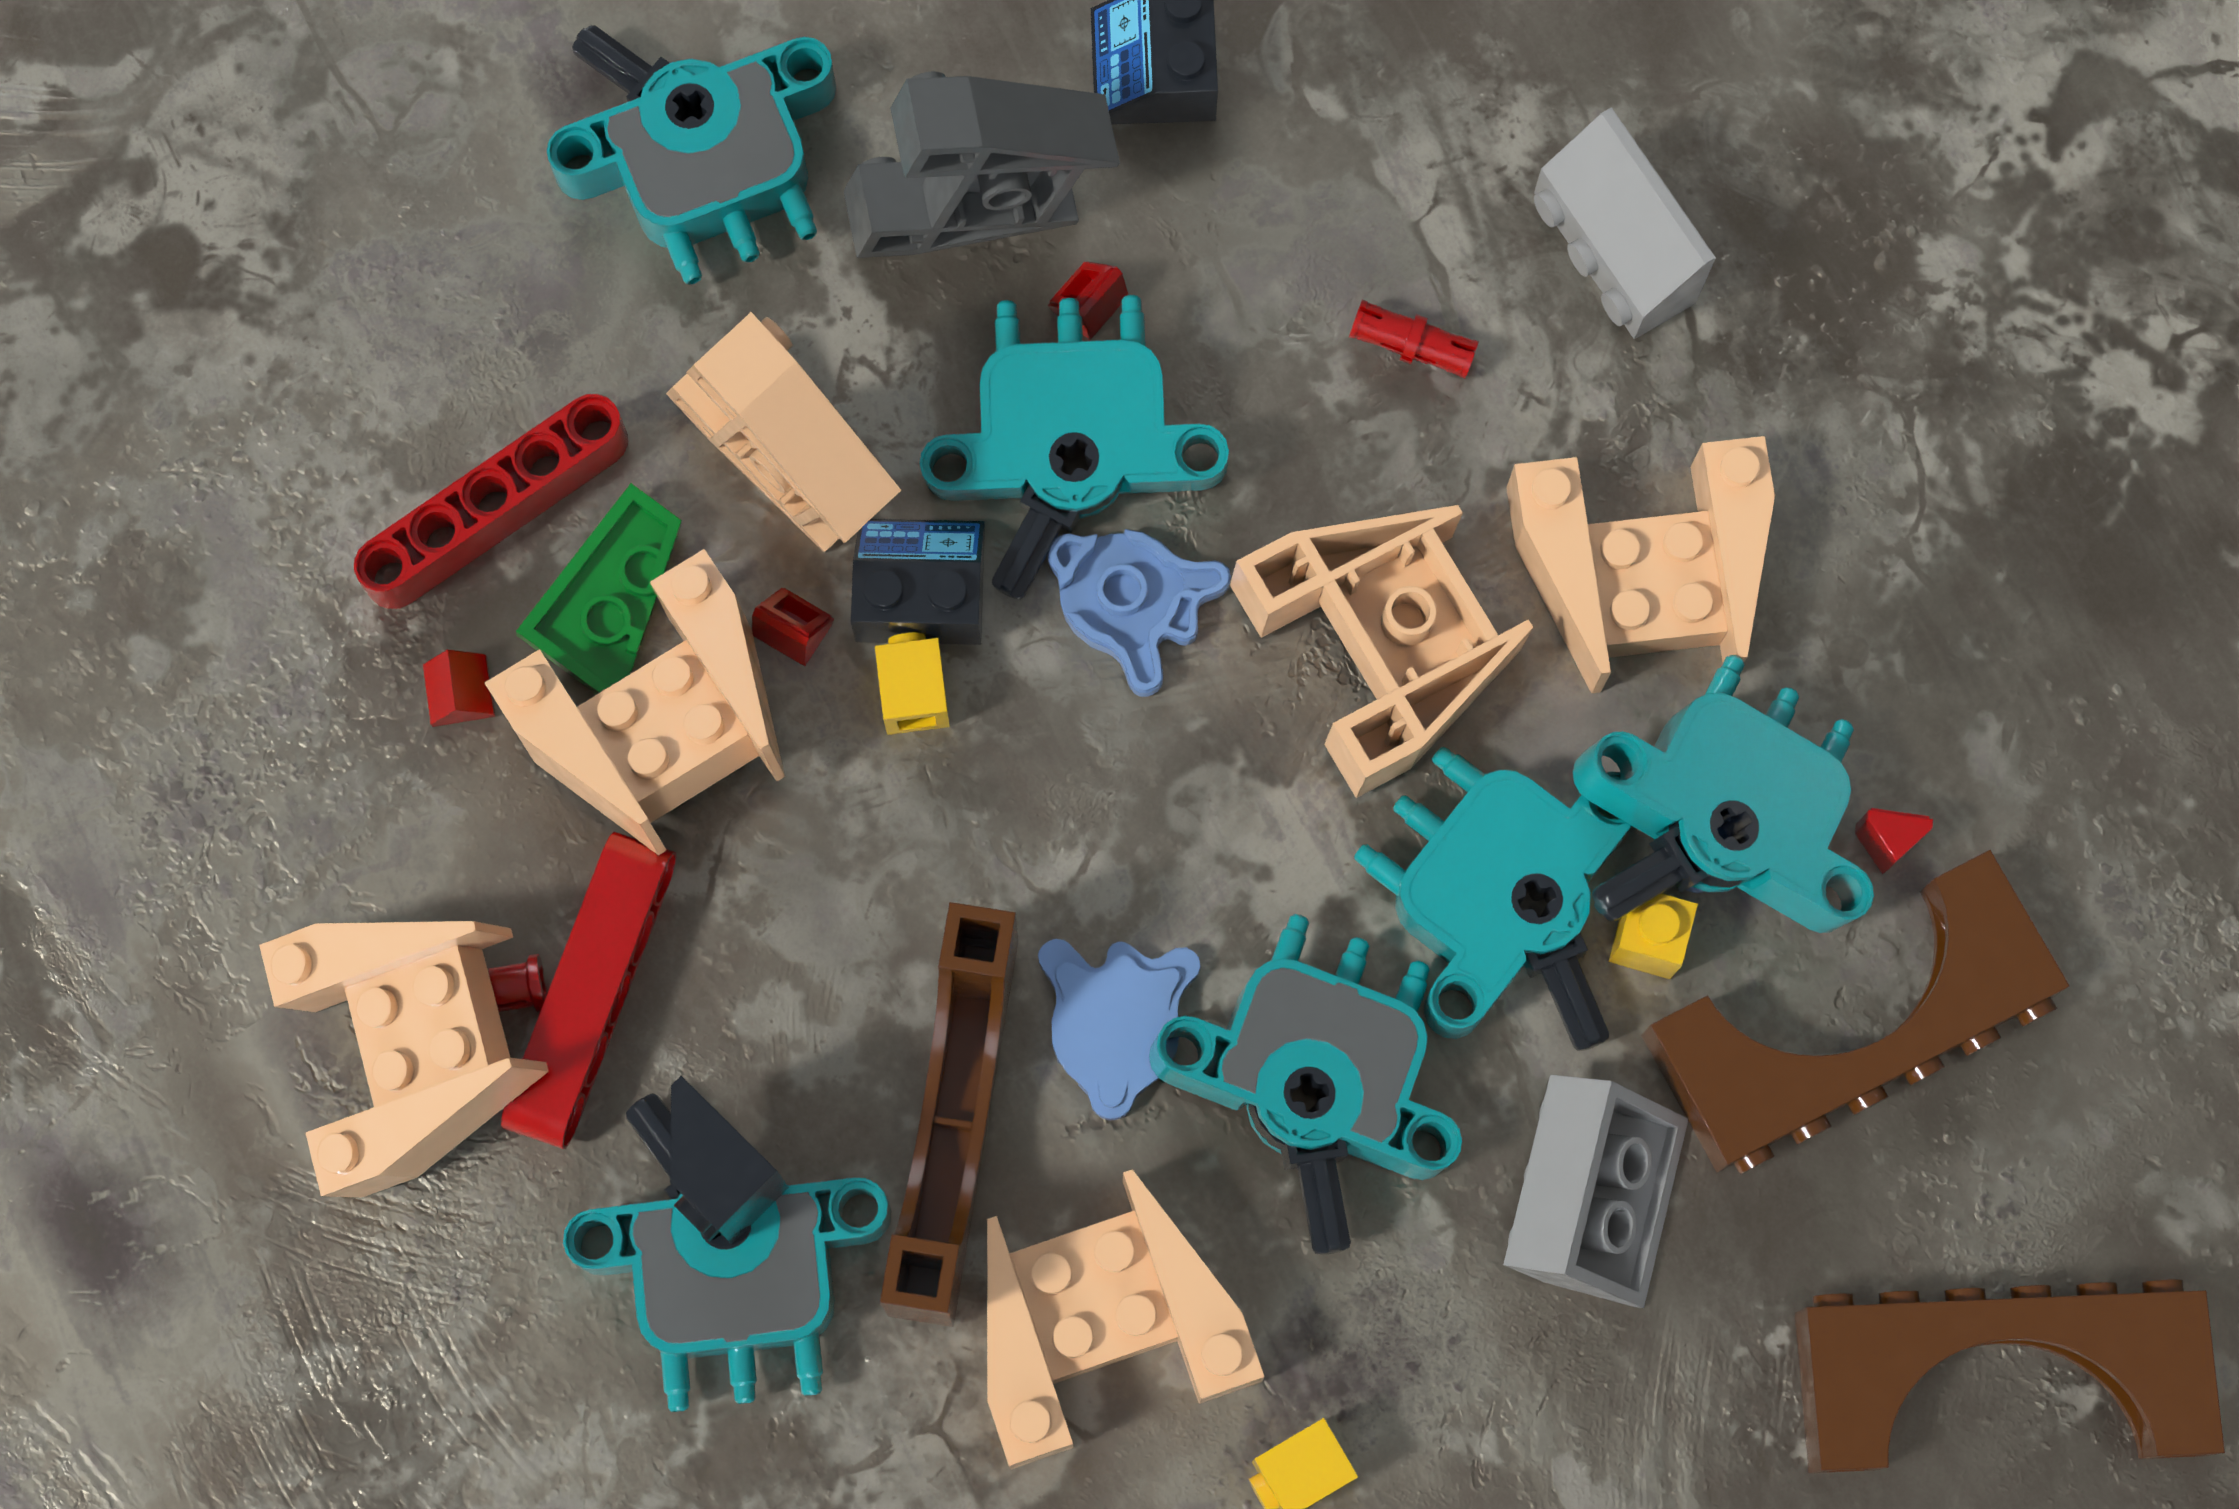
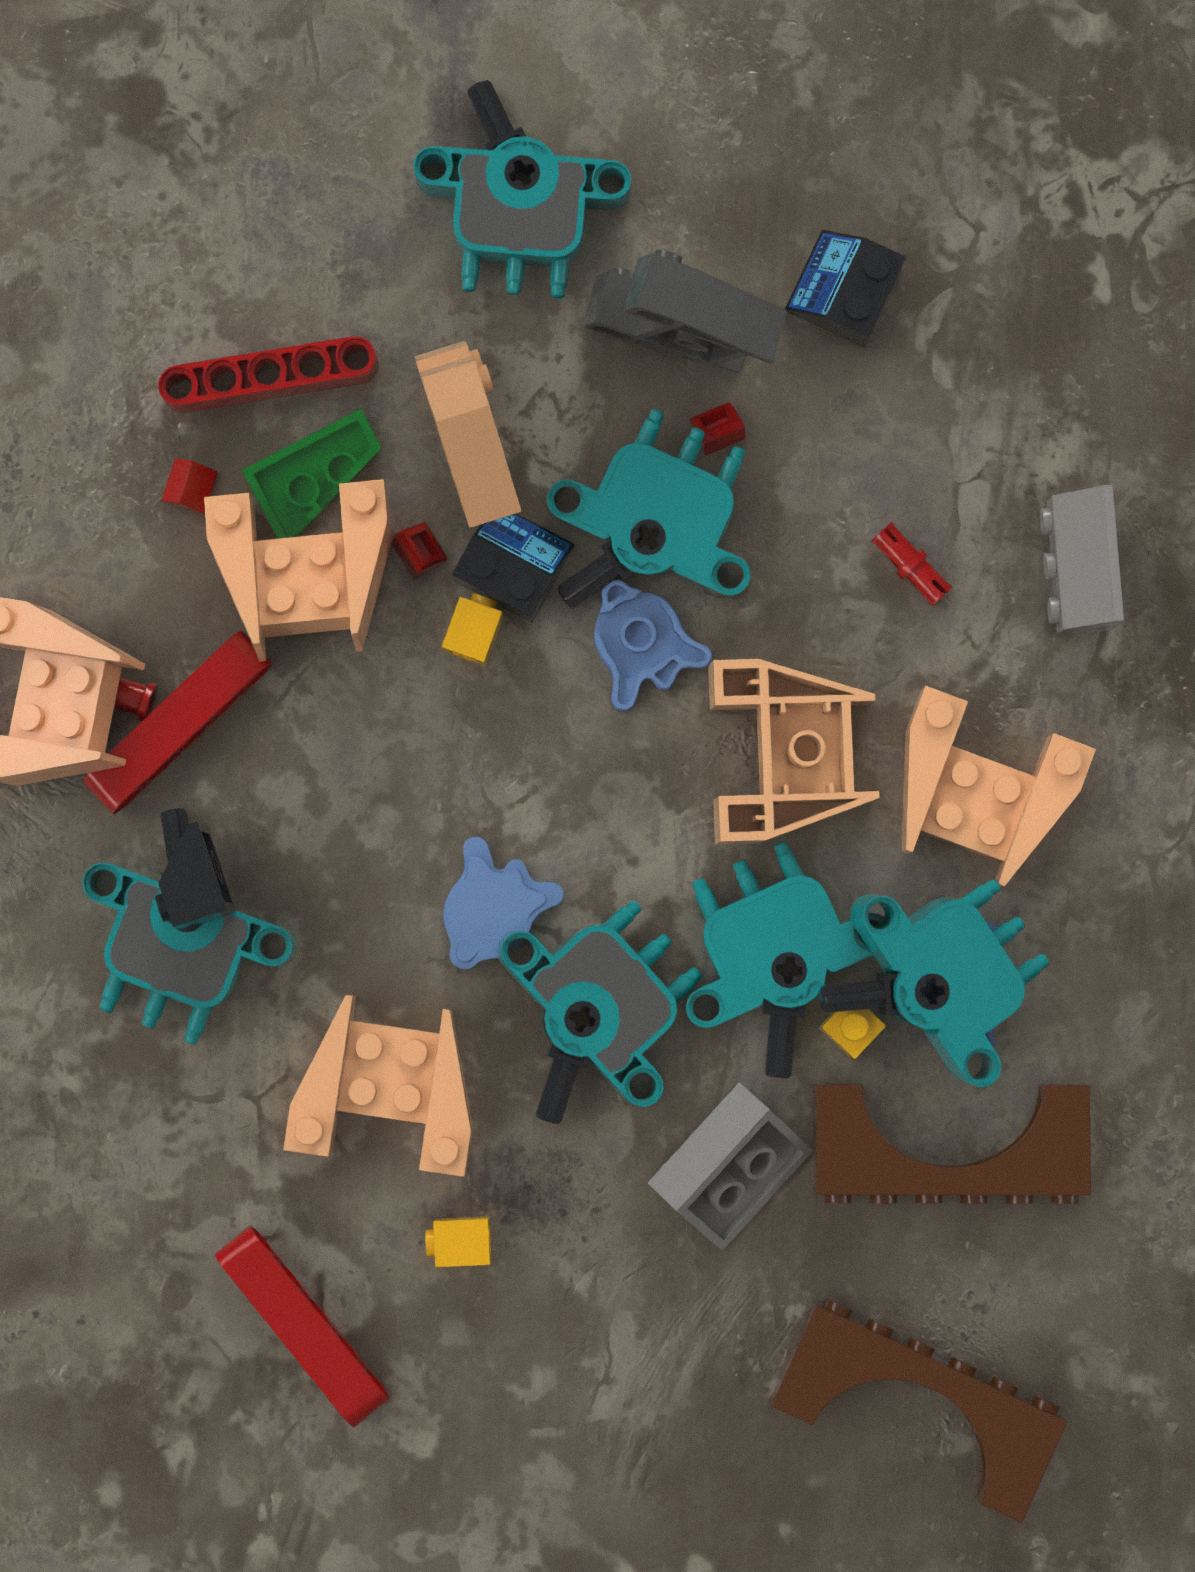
camera: 30 degrees right, 10 degrees up
(941, 1190) = (328, 961): reddish brown arch -> none
(1890, 834) = (1037, 1043): red slope -> none

